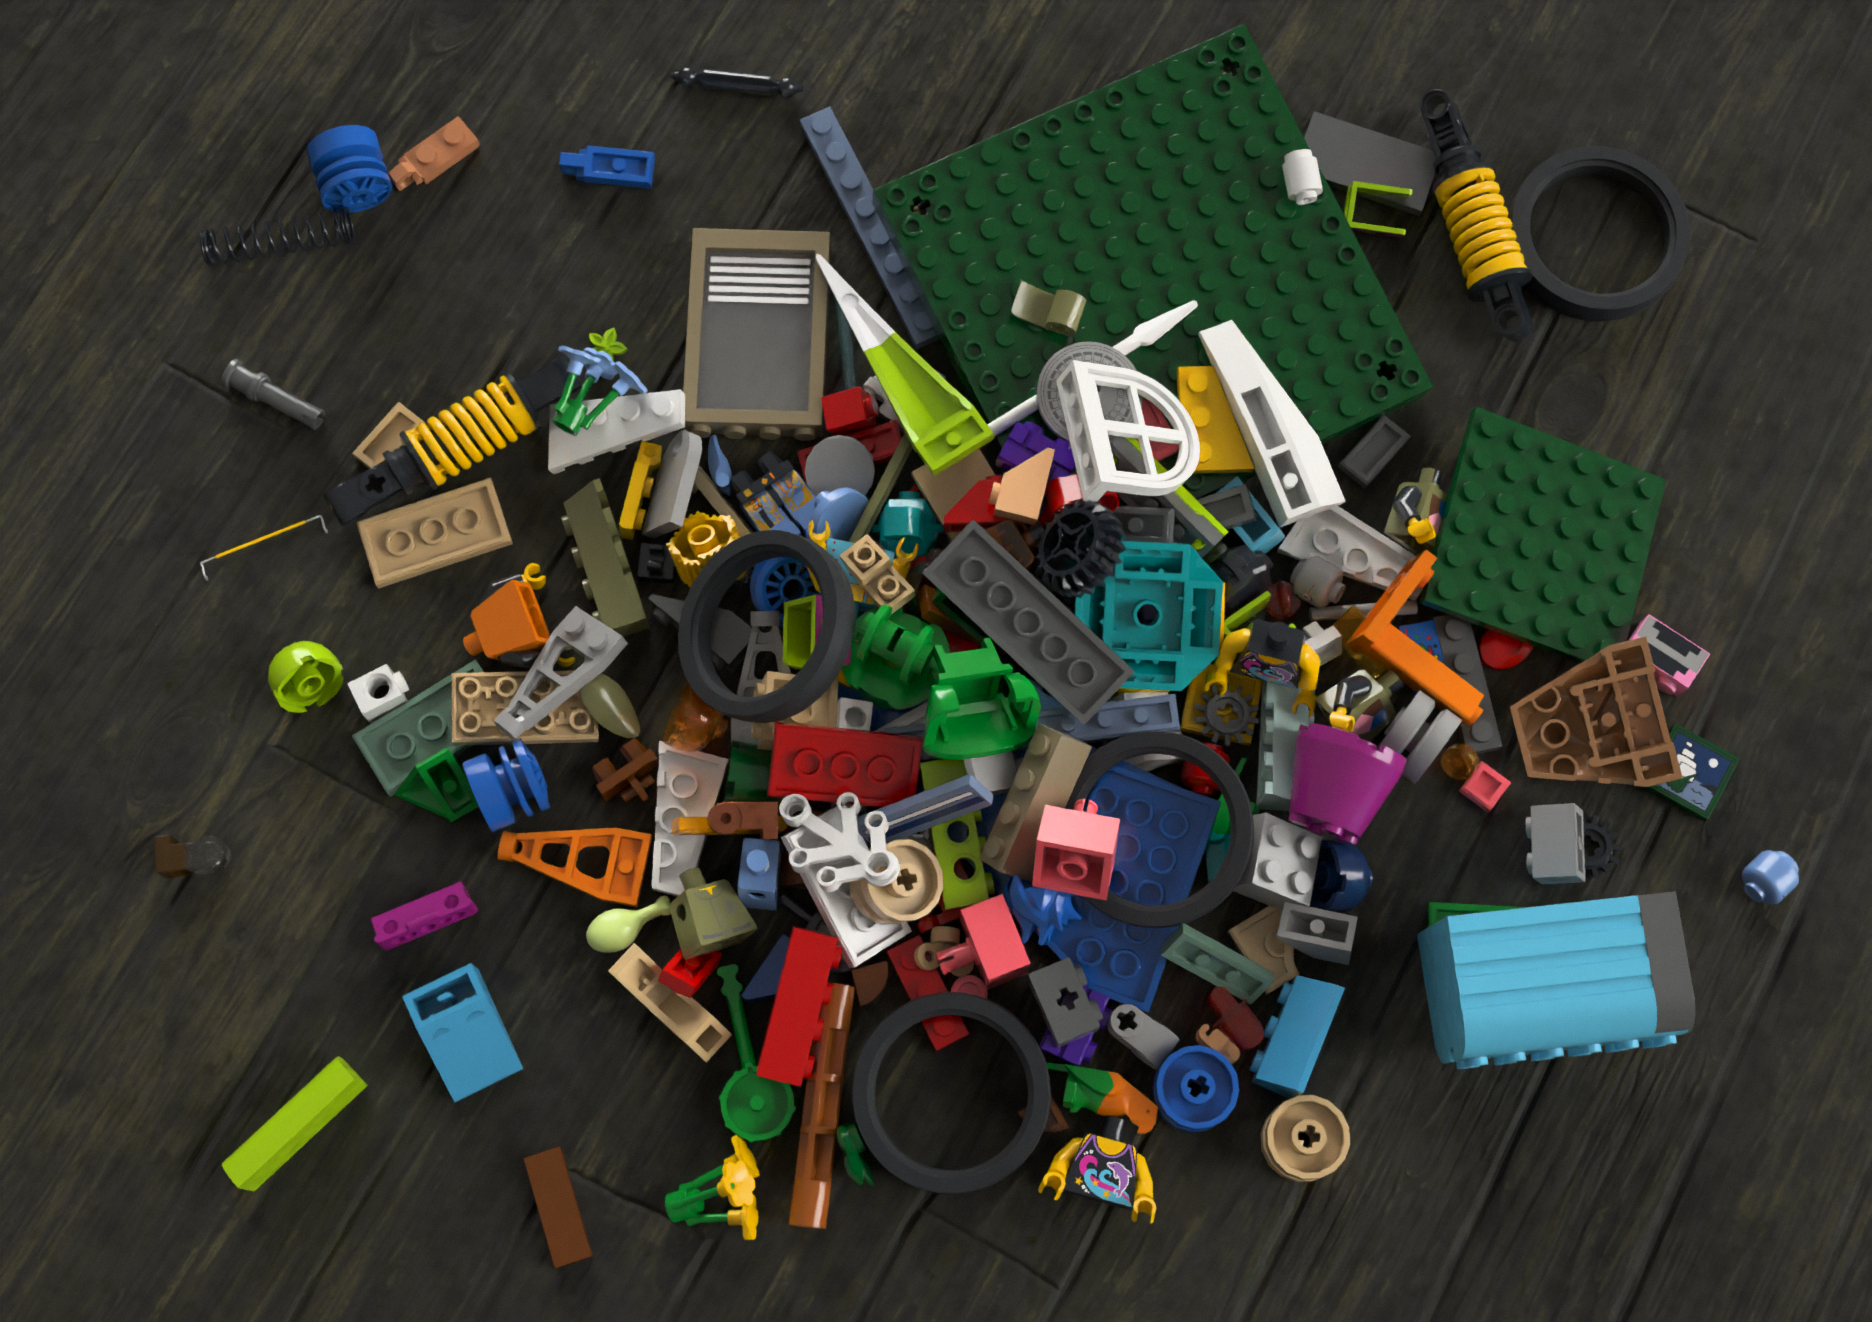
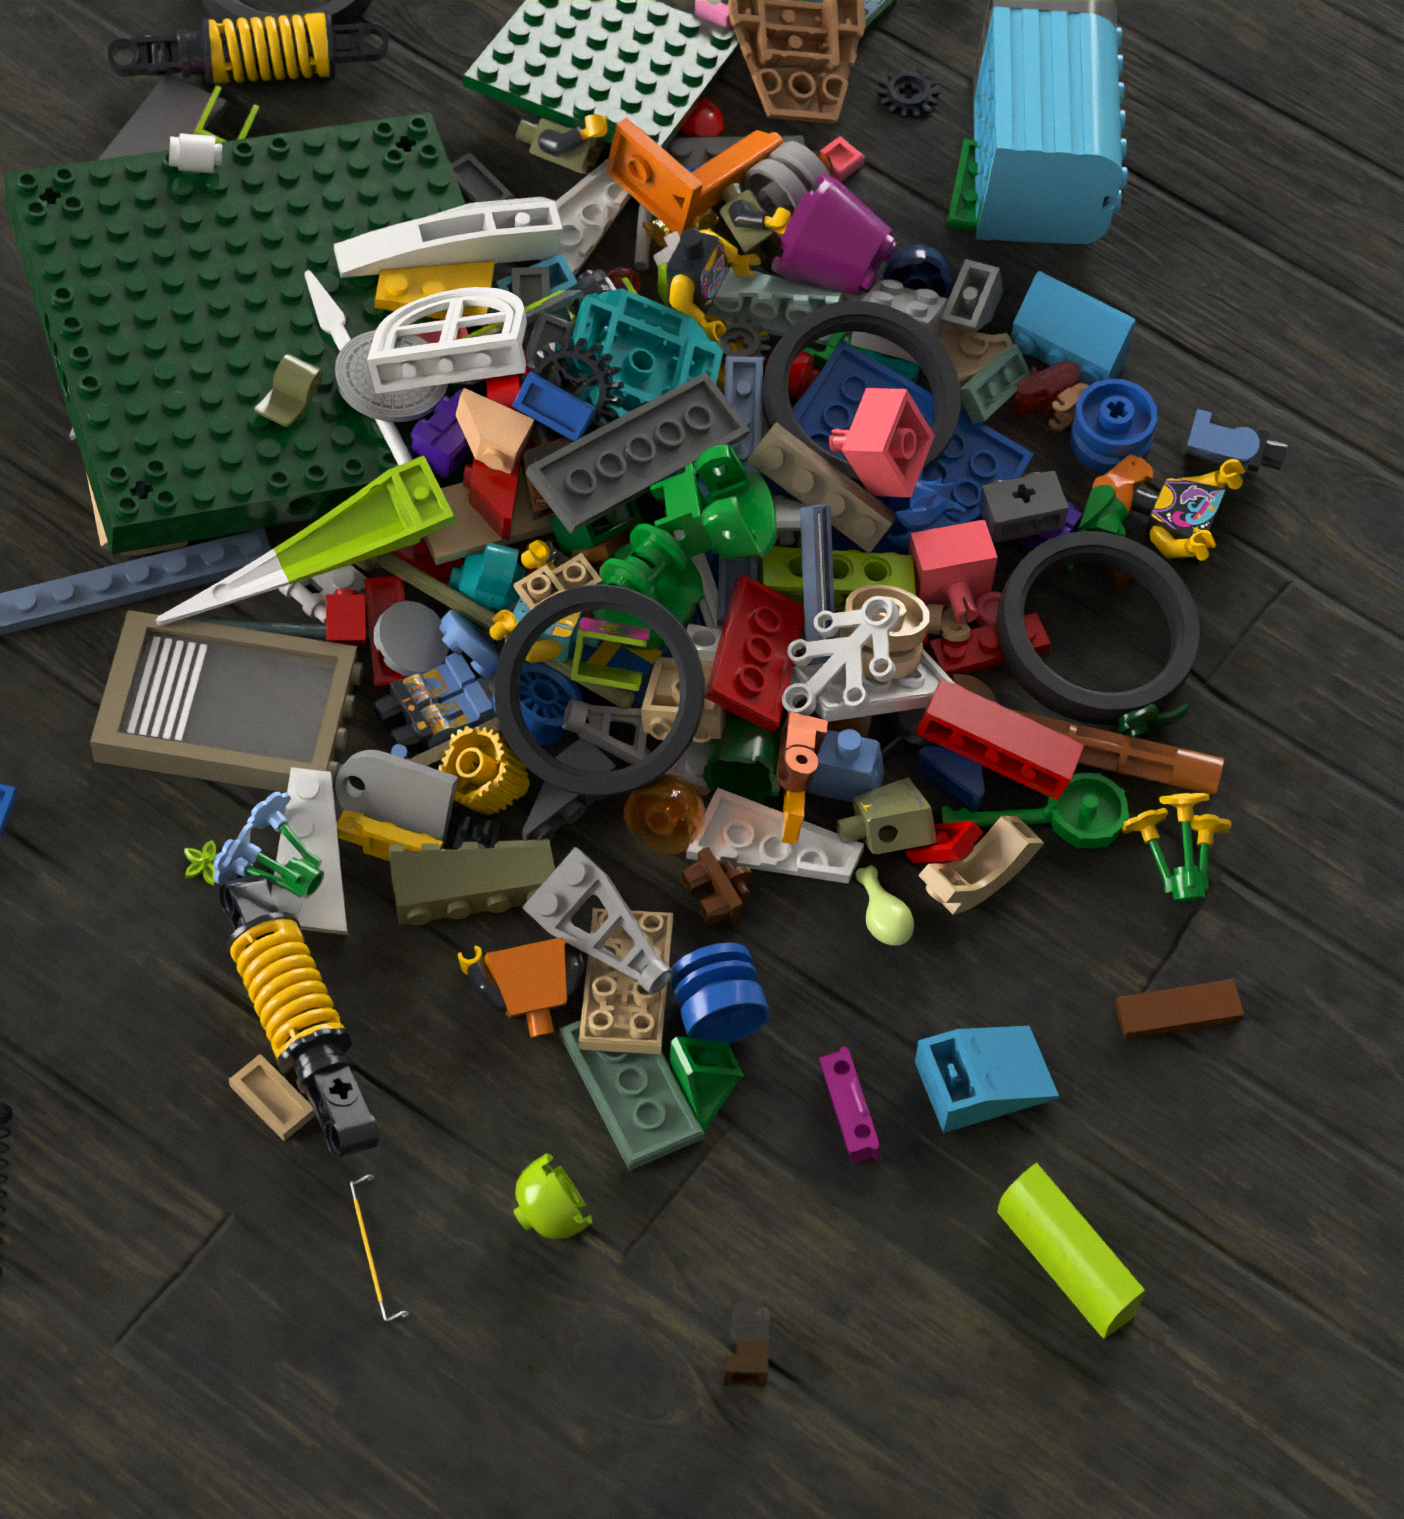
camera: 85 degrees left, 15 degrees down
(259, 388) = (178, 1229): dark grey pin -> none
(366, 685) = (589, 1143): white brick -> none
(434, 533) = (398, 1059): tan tile -> none
(610, 706) = (645, 893): olive arm -> none
(624, 869) = (821, 903): orange plate -> none
(1050, 534) = (554, 407): none -> blue tile
(1147, 1039) = (1059, 455): light grey piece -> none
(1187, 1212) = (1239, 443): none -> medium blue hips
(1317, 581) = (611, 247): light grey head -> none
(1327, 1136) = (1169, 347): tan wheel -> none
(1556, 843) = (907, 107): light grey brick -> none

